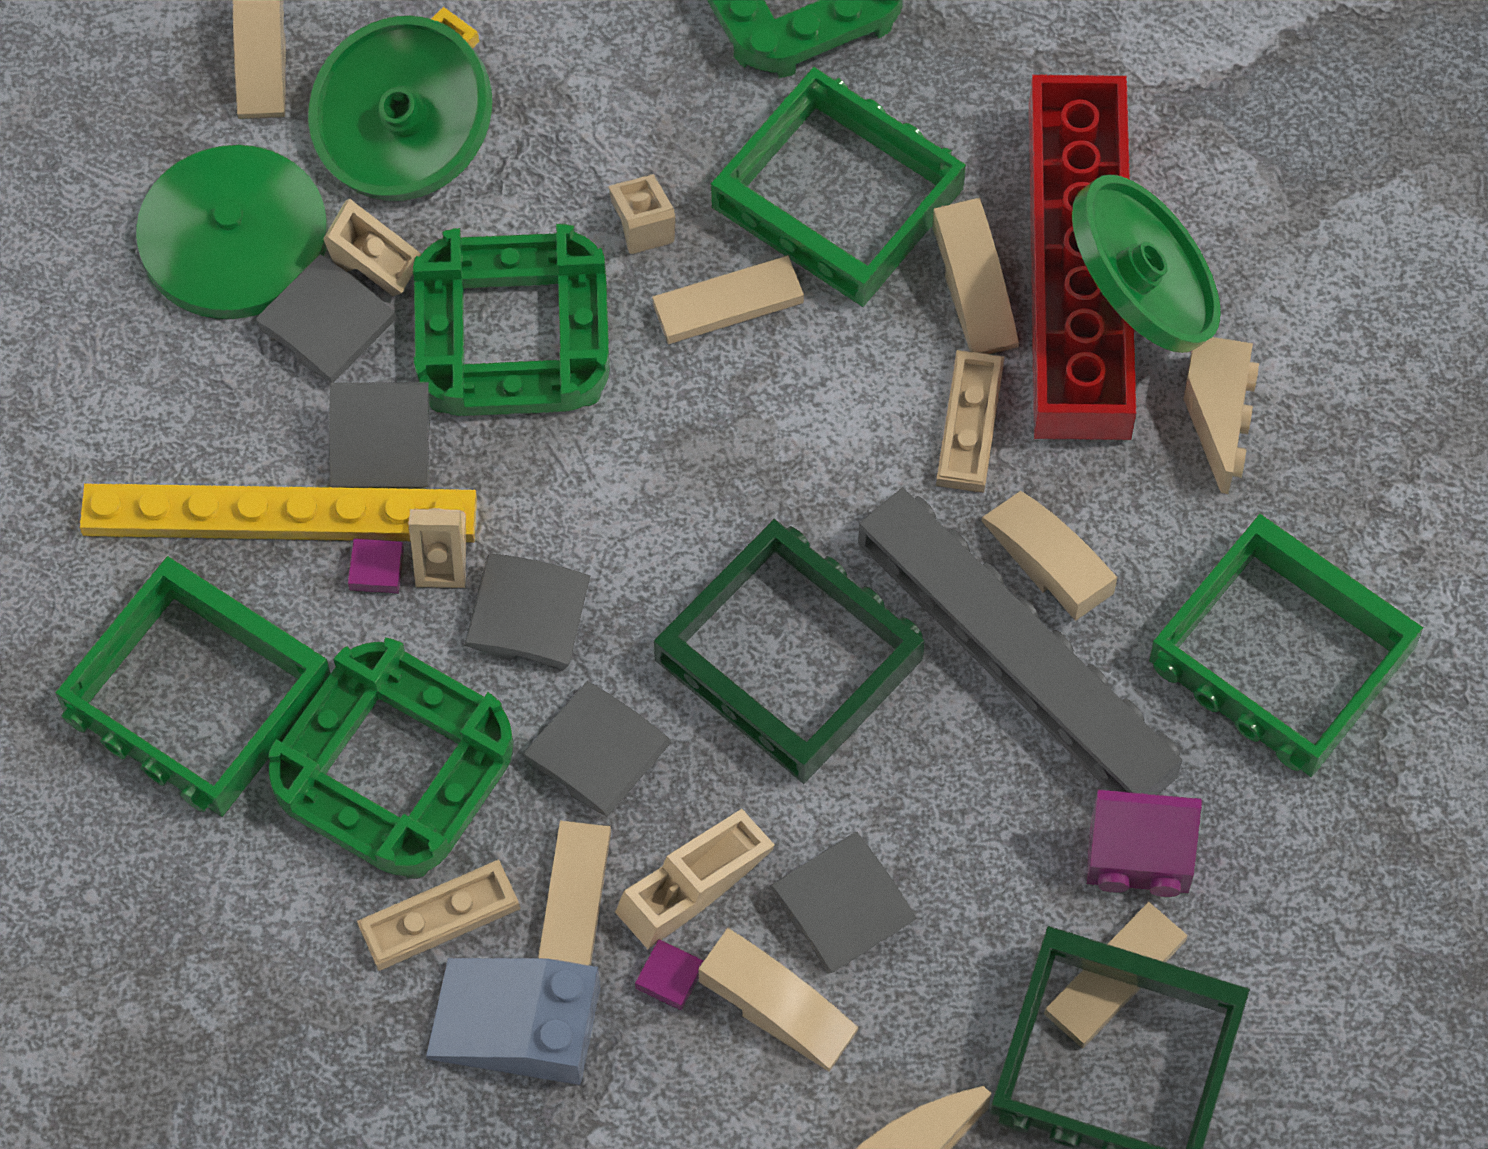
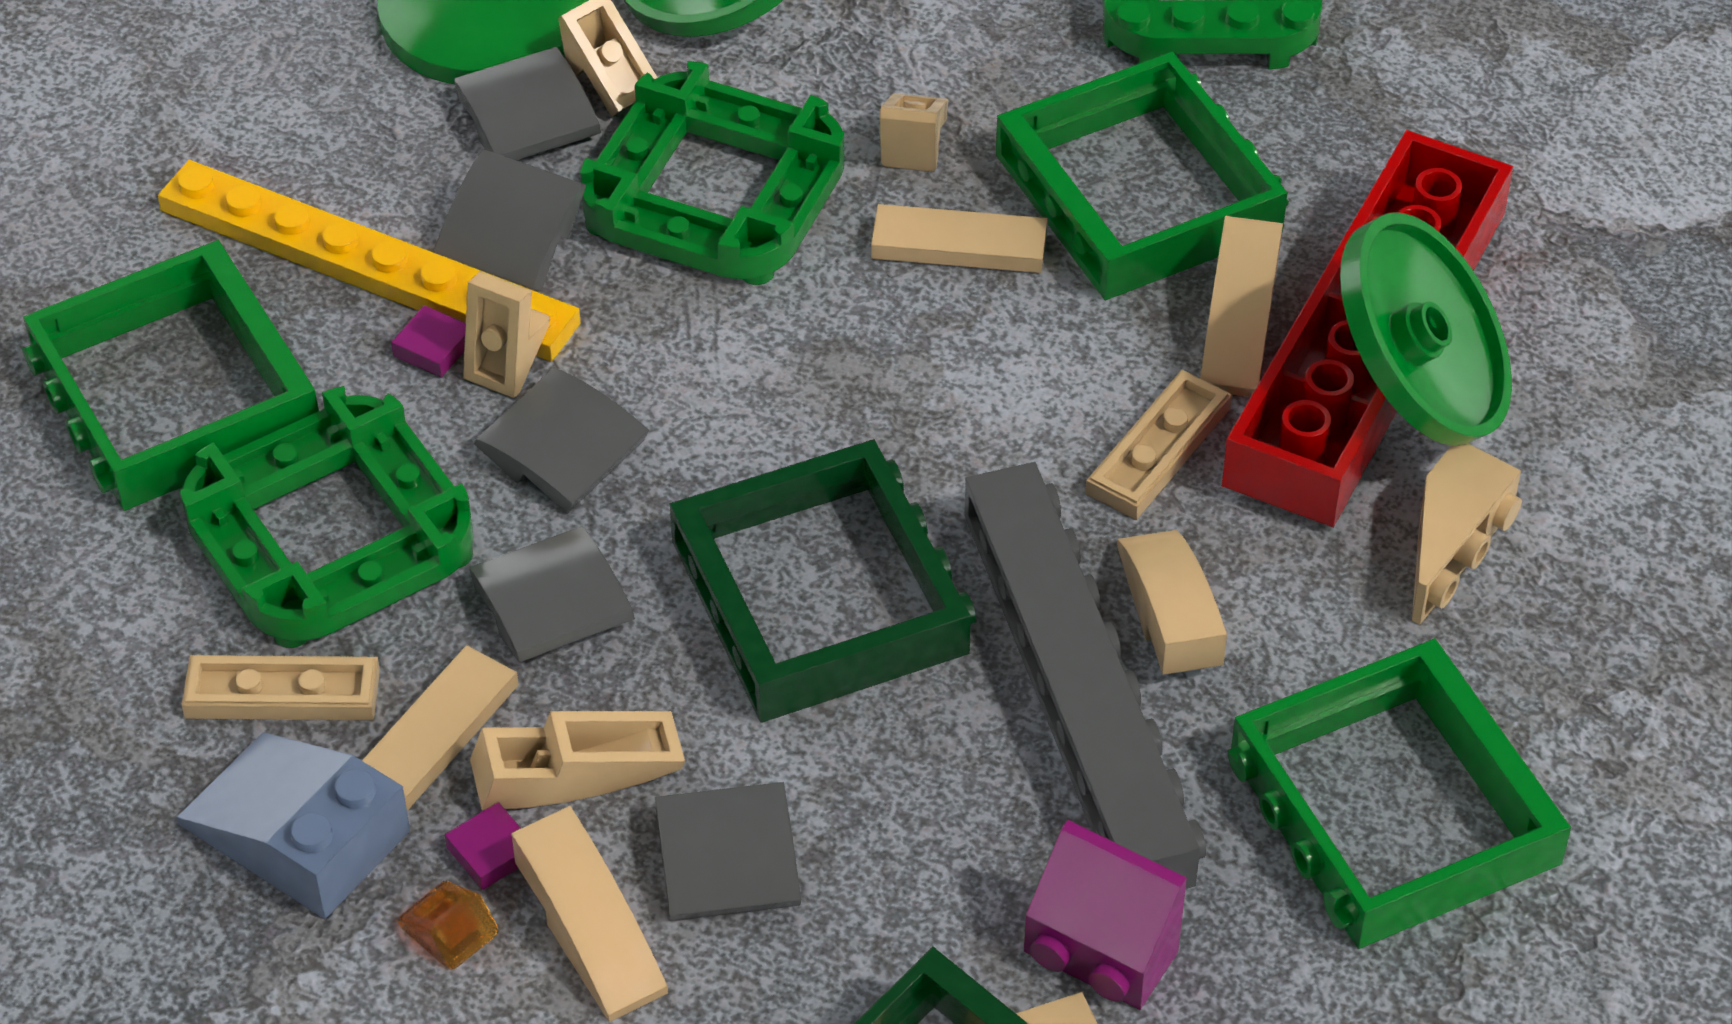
camera: 25 degrees right, 15 degrees down
(674, 1048) = (450, 923): none -> clear orange slope

